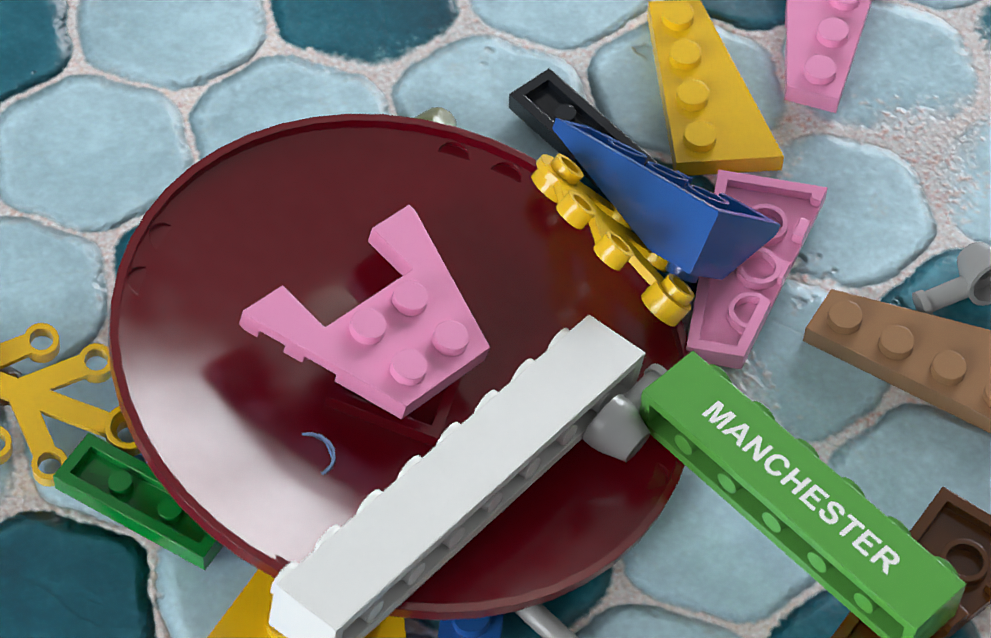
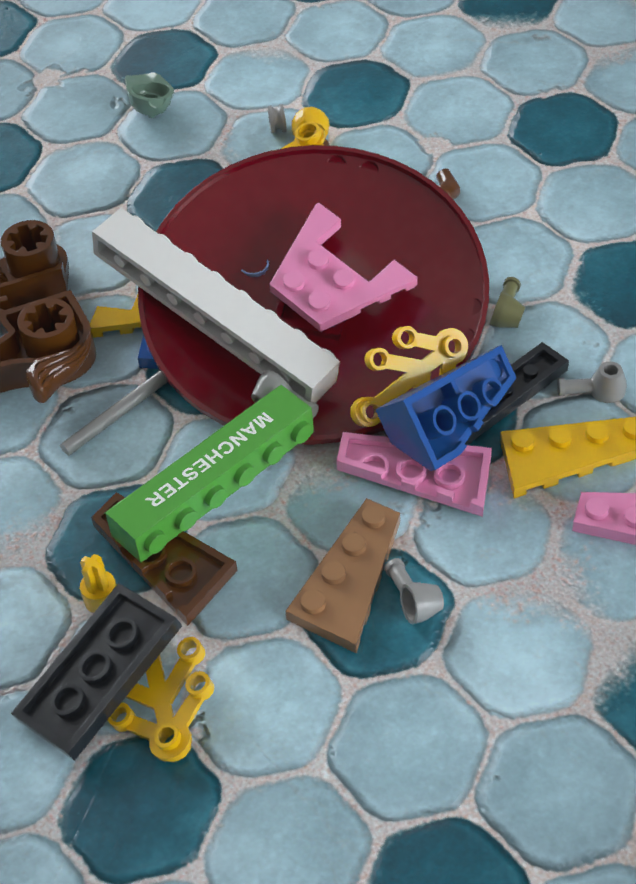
camera: 95 degrees right, 5 degrees down
(111, 189) = (448, 183): none -> reddish brown arm
(581, 44) = (606, 384): none -> light grey bar

